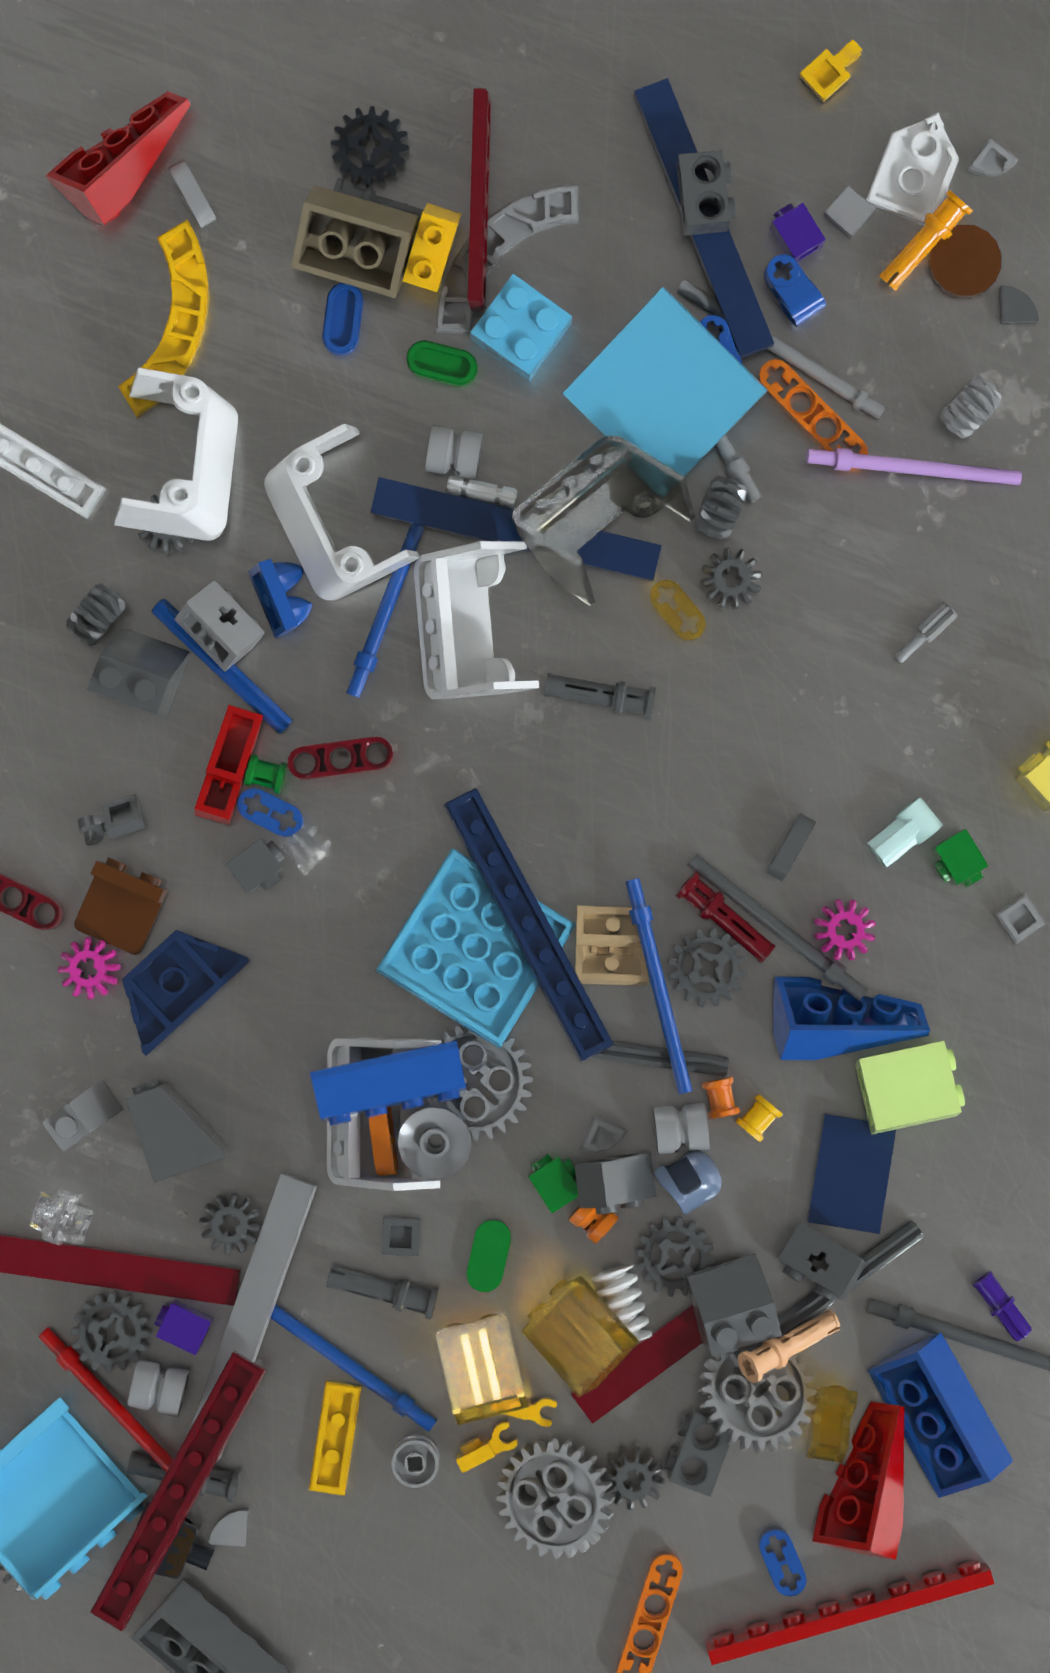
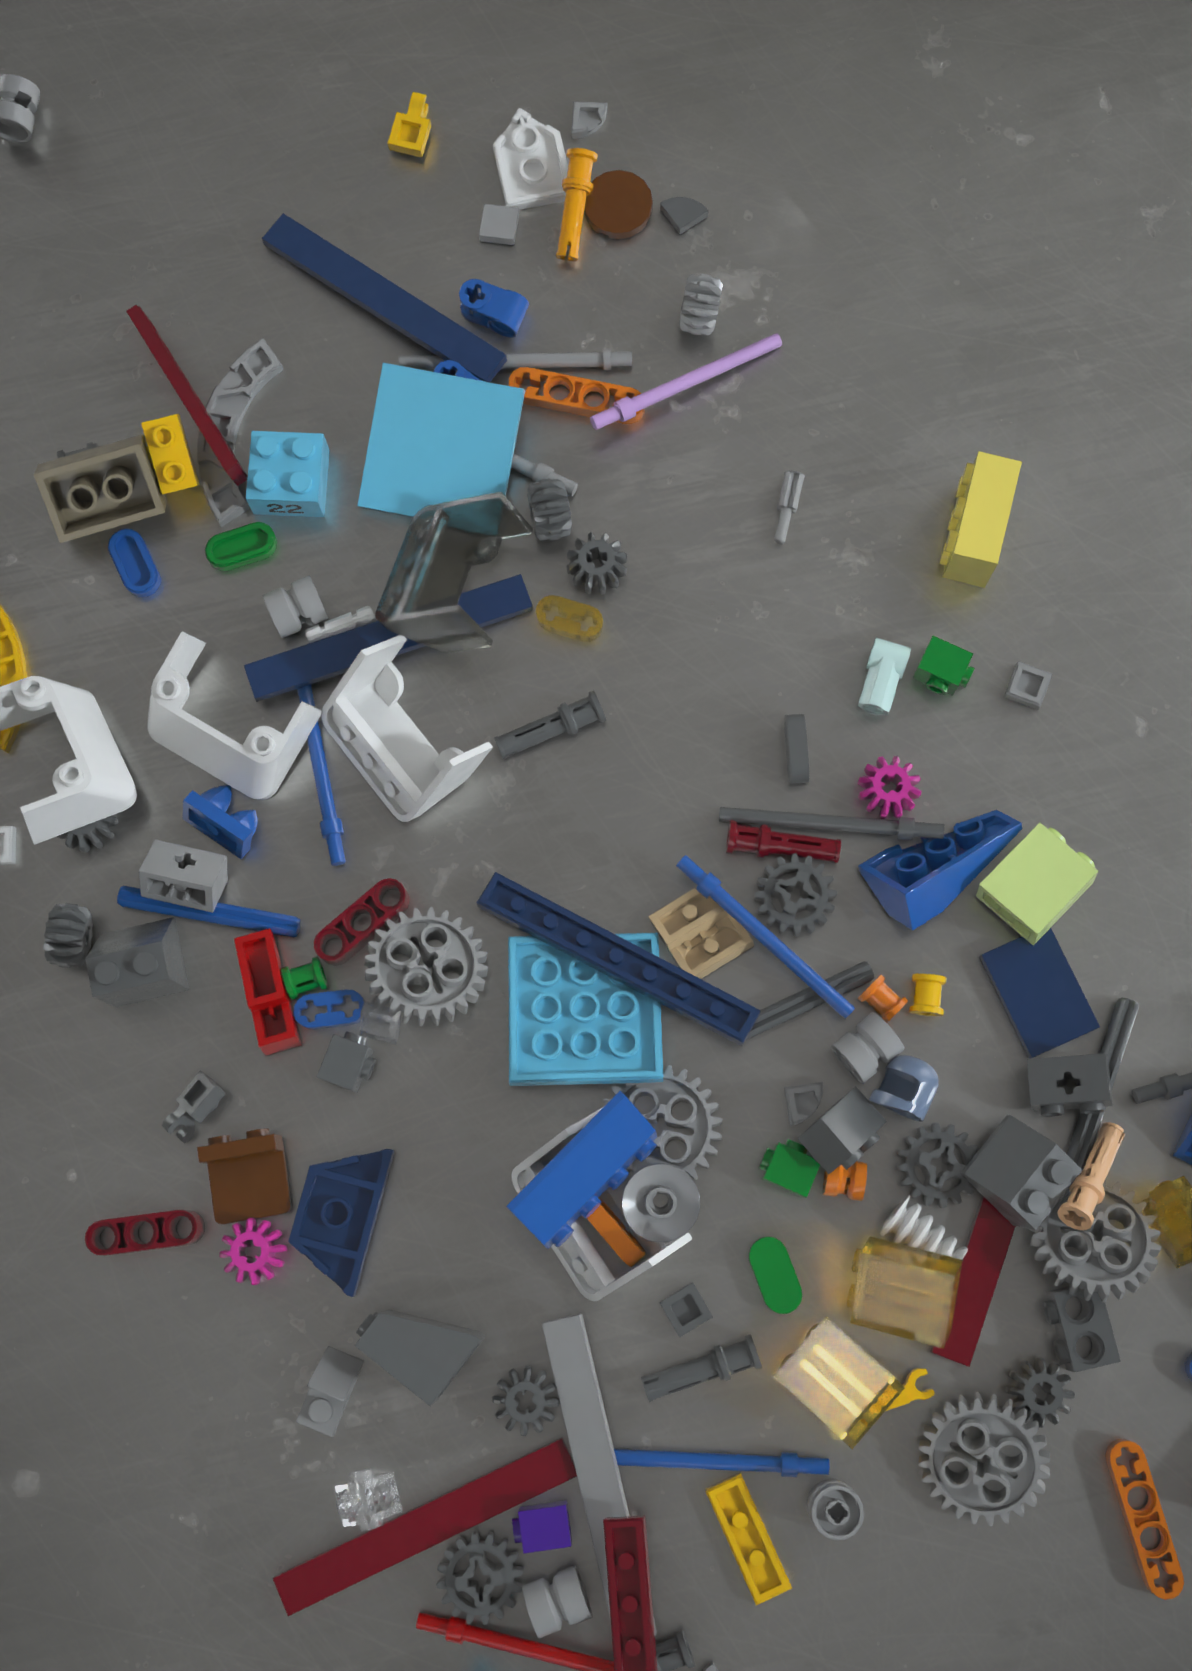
camera: 25 degrees left, 10 degrees down
(339, 824) = (395, 977): none -> light grey gear
(356, 145) = (53, 418): black gear -> none
(477, 1452) = (885, 1463): yellow plate -> none
(696, 192) = (364, 276): dark grey brick -> none
(796, 231) = (466, 260): dark purple brick -> none

